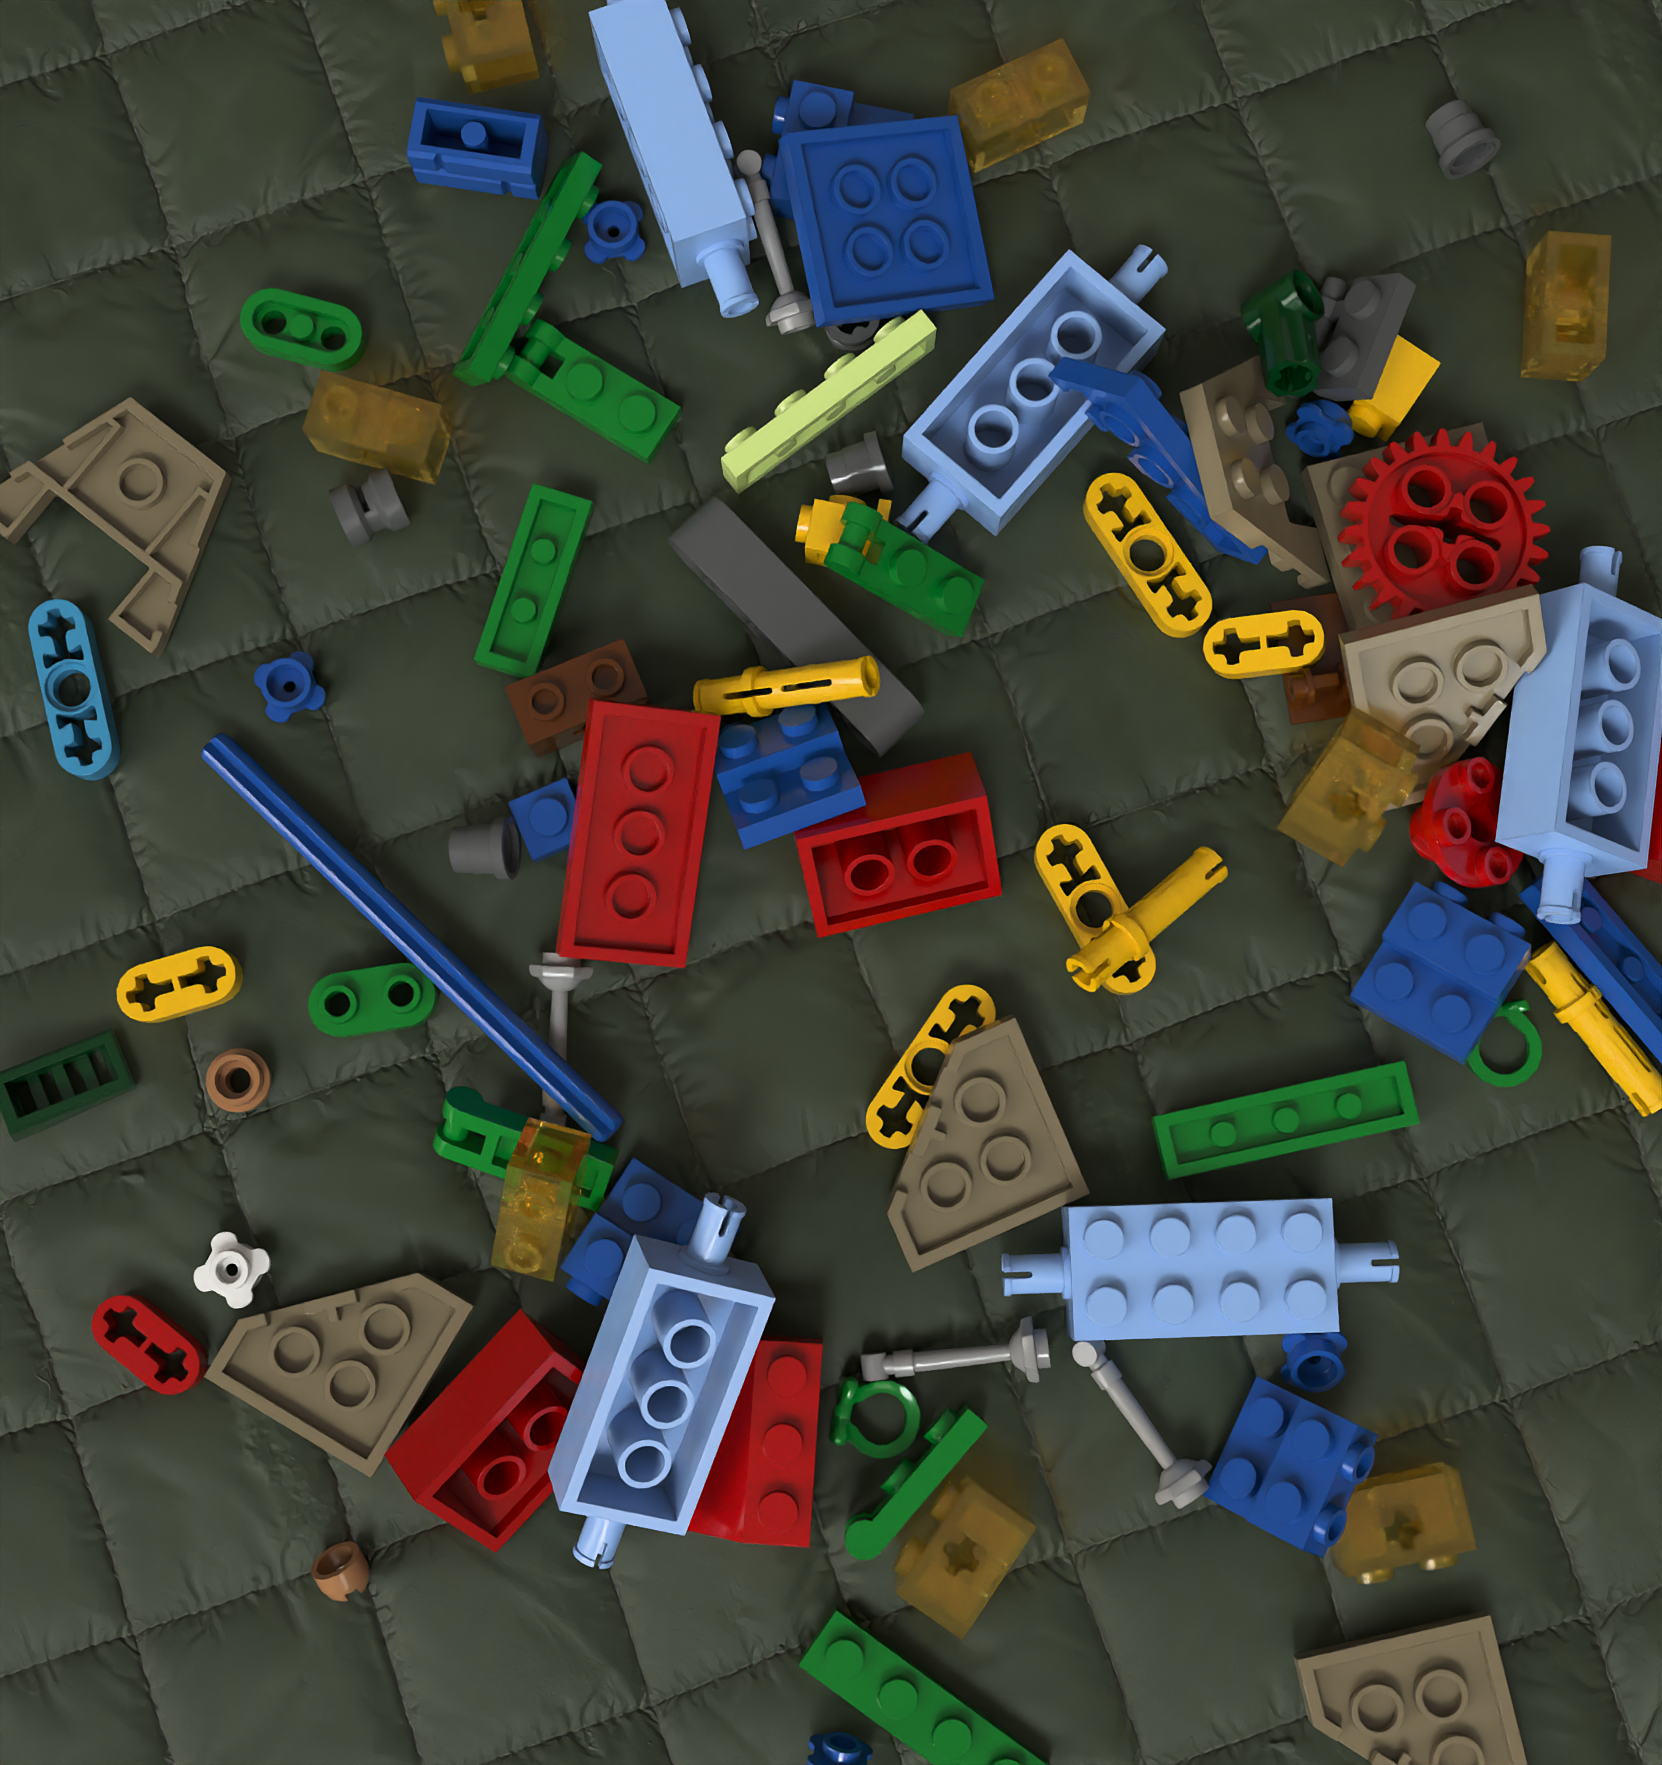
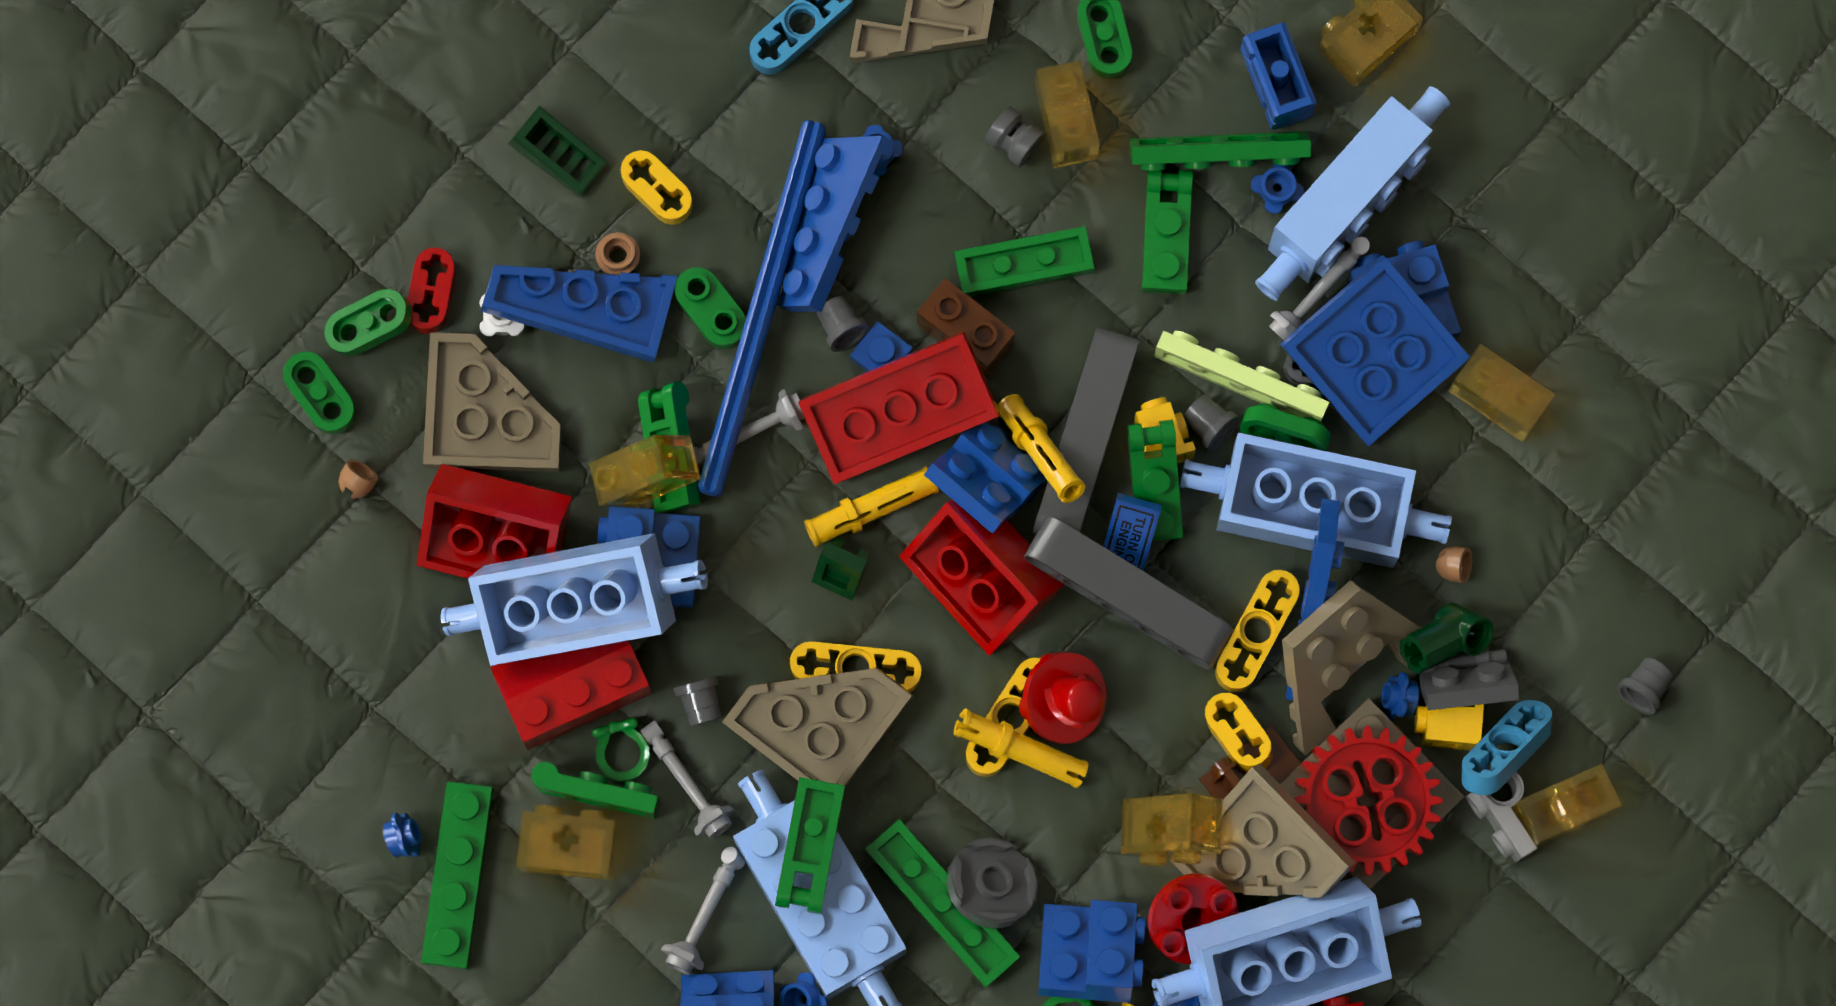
camera: 60 degrees right, 5 degrees down
(144, 1444) = (370, 320): none -> green plate
(204, 1562) = (319, 394): none -> green plate
(297, 1141) = (600, 309): none -> blue wing
(341, 789) = (828, 217): none -> blue wing
(737, 946) = (871, 506): none -> yellow pin
(797, 1019) = (840, 569): none -> dark green tile
(868, 1284) = (700, 700): none -> dark grey piece
(908, 395) = (1271, 423): none -> green plate
(959, 646) = (1132, 529): none -> blue tile
(1024, 681) = (1128, 593): none -> dark grey beam
(1112, 830) = (1063, 697): none -> red plate
(1145, 1250) = (810, 843): none -> green plate
(1191, 279) = (1455, 564): none -> medium nougat hinge
(1293, 1045) = (992, 883): none -> dark grey tile
(1480, 344) = (1504, 764): none -> dark azure beam
(1556, 392) = (1509, 833): none -> light grey plate

